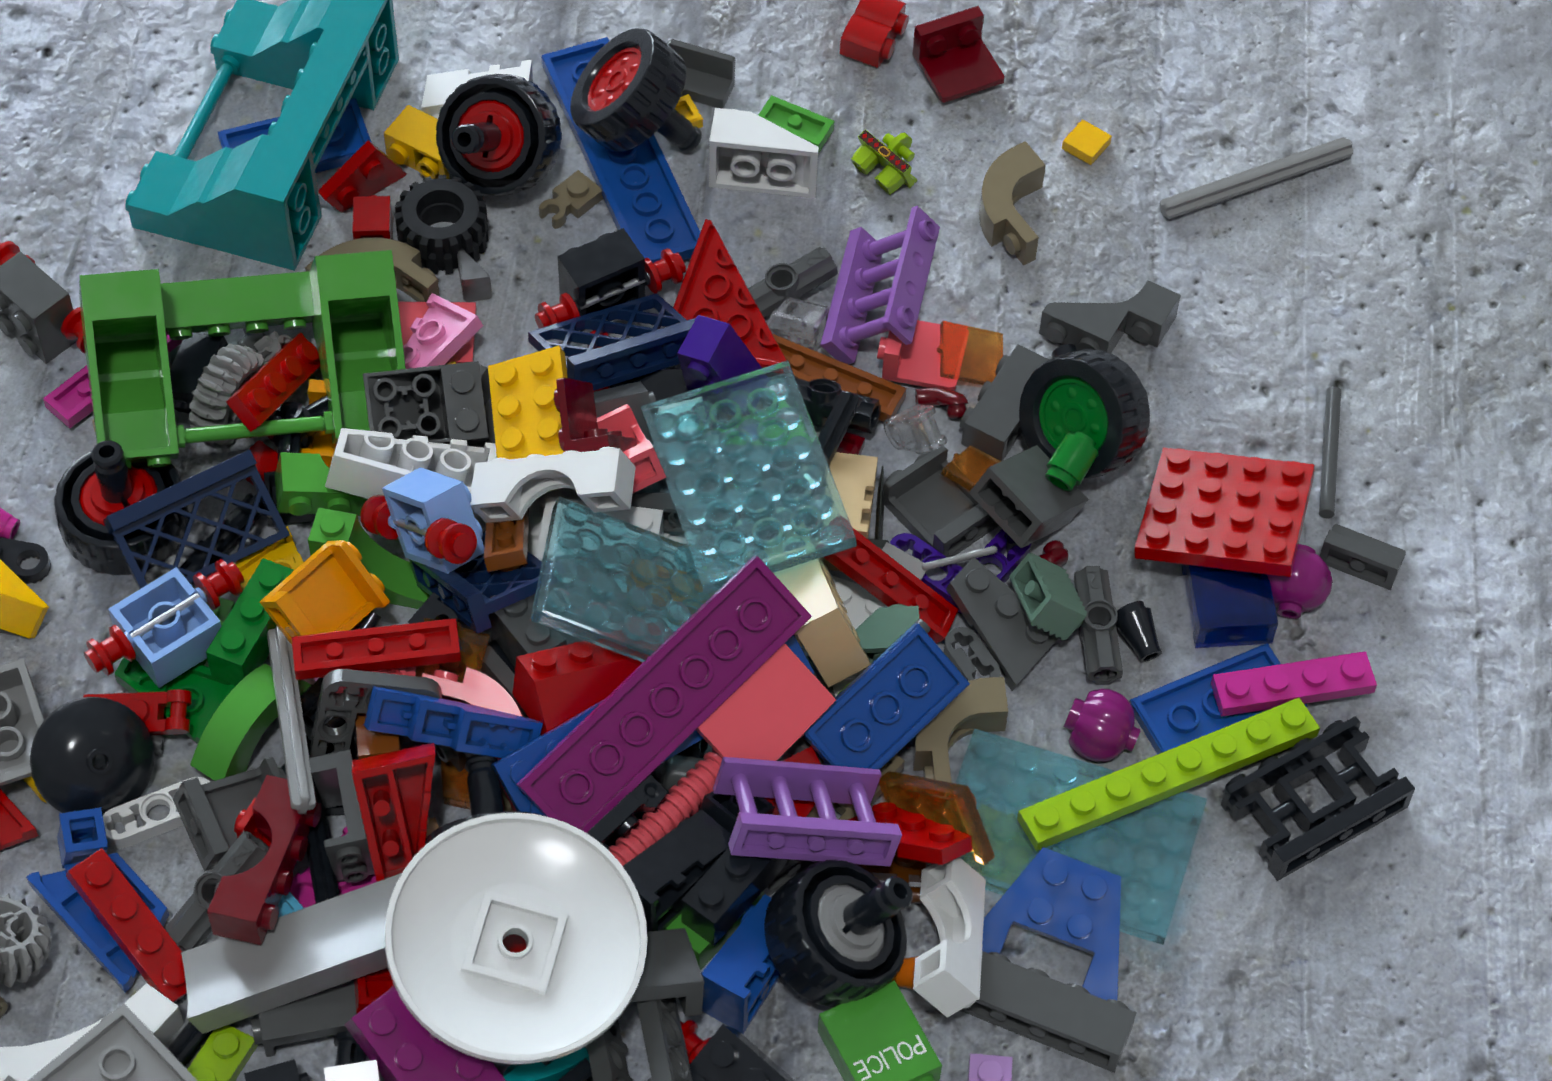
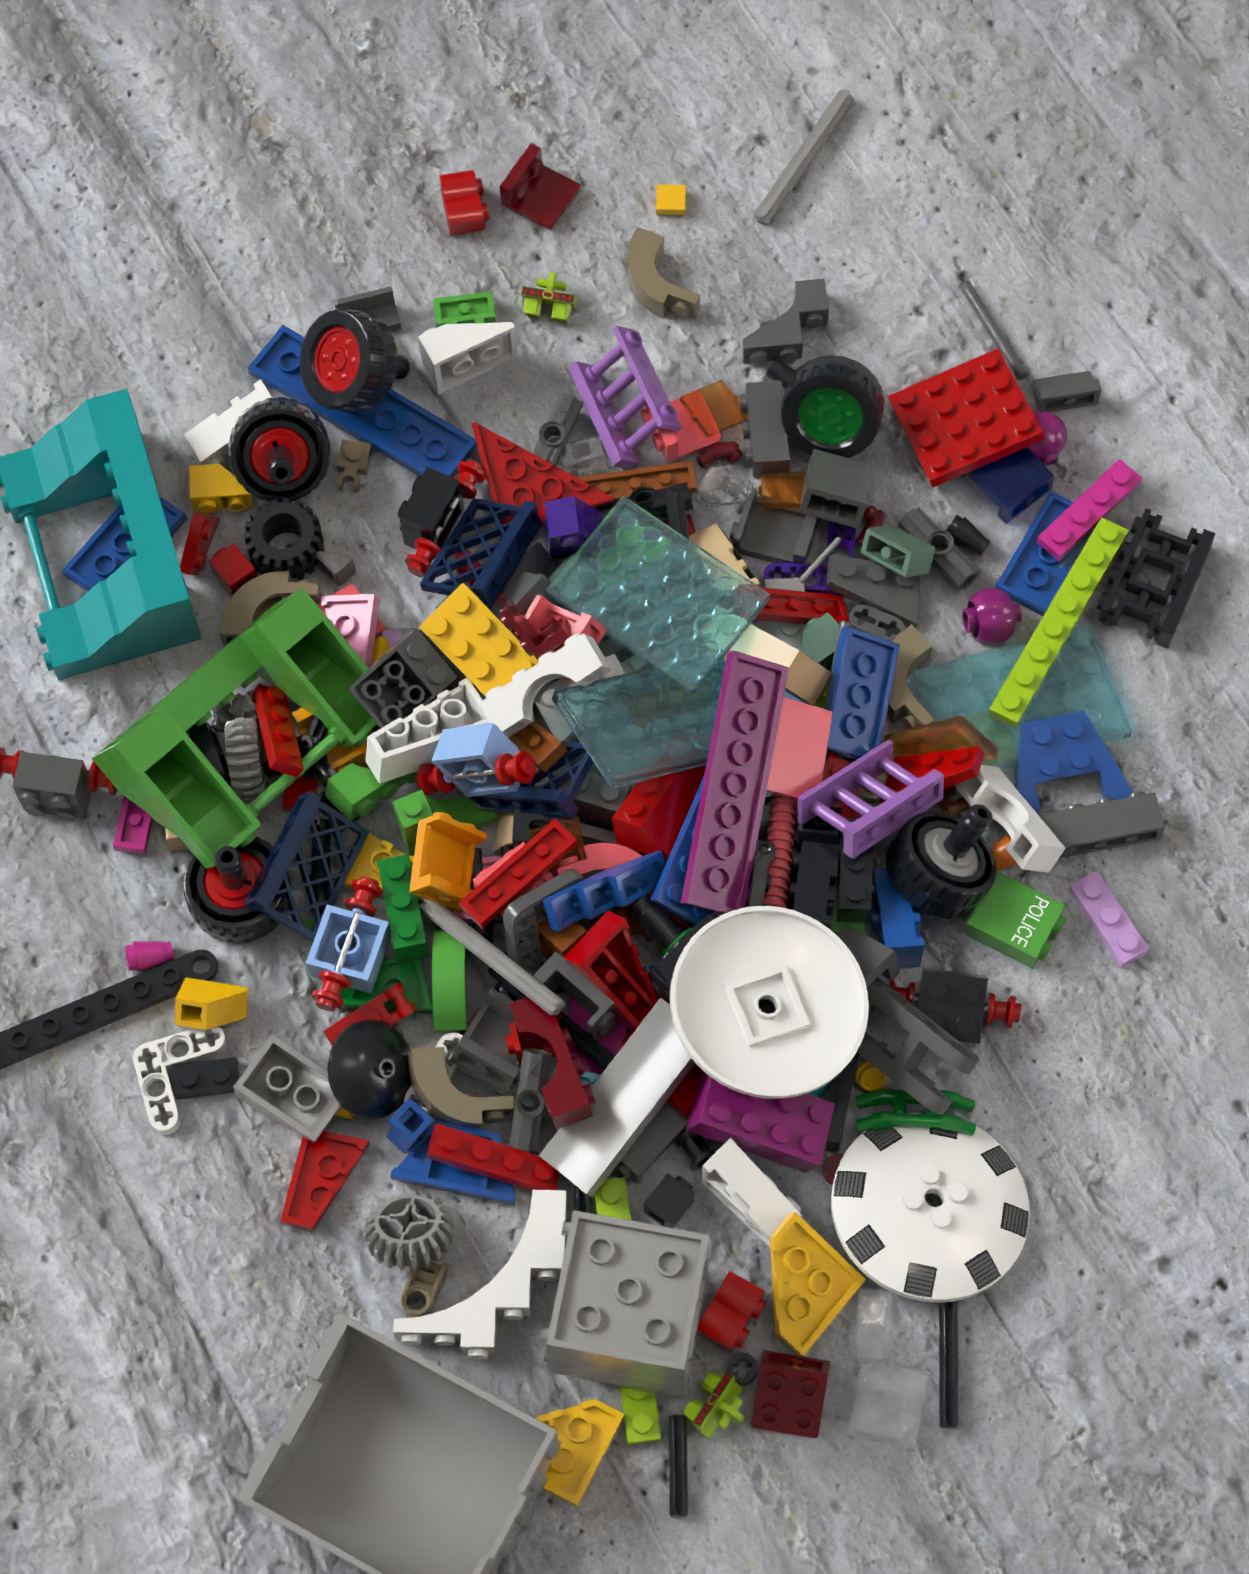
camera: 30 degrees left, 10 degrees up
(136, 814) = (443, 1100): none -> dark tan arch
(1071, 461) = (851, 447): green brick -> none

